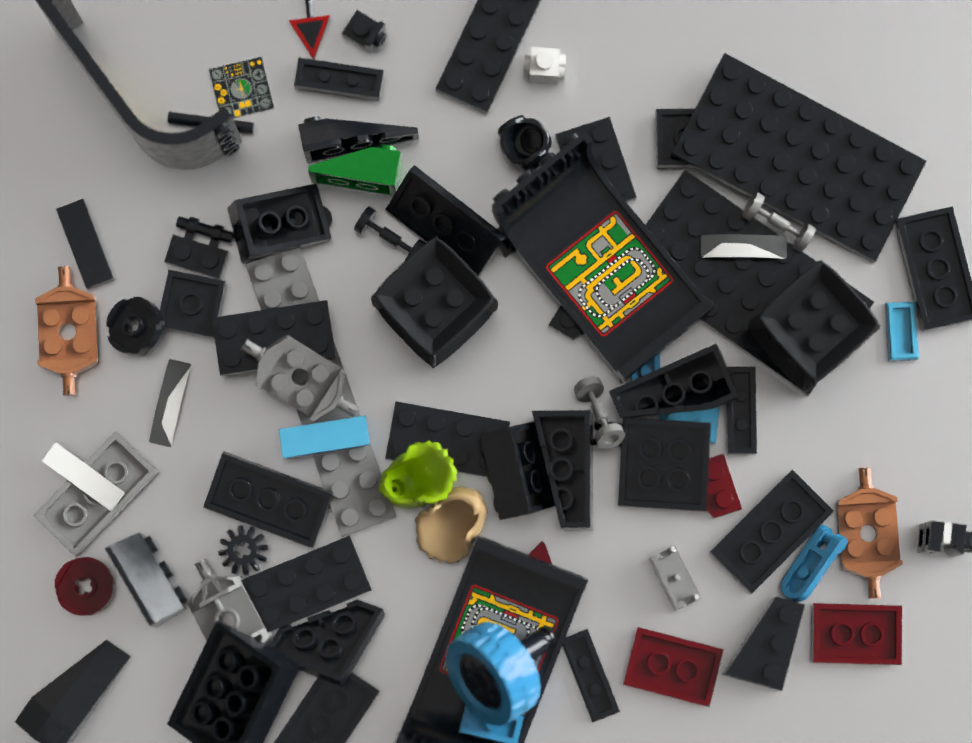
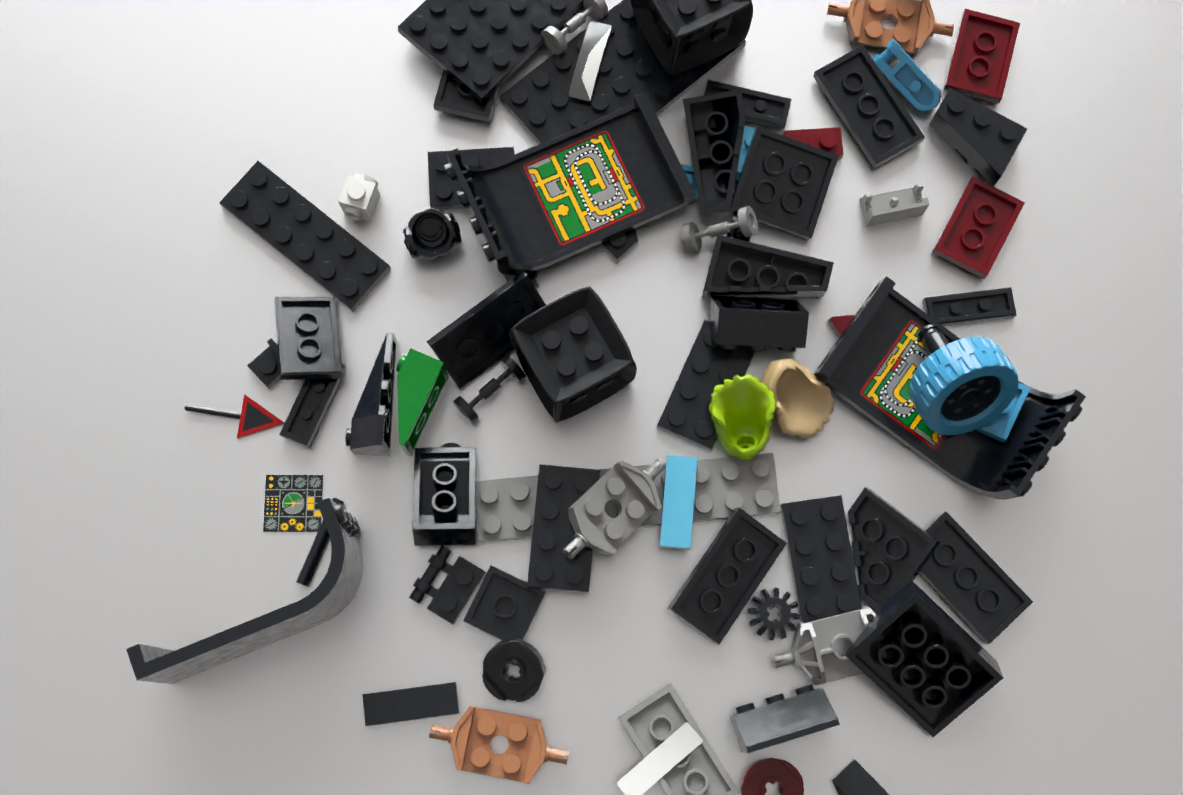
camera: 75 degrees left, 5 degrees down
(169, 402) = (600, 655): dark grey sticker -> none
(394, 57) = (308, 338): none -> tile

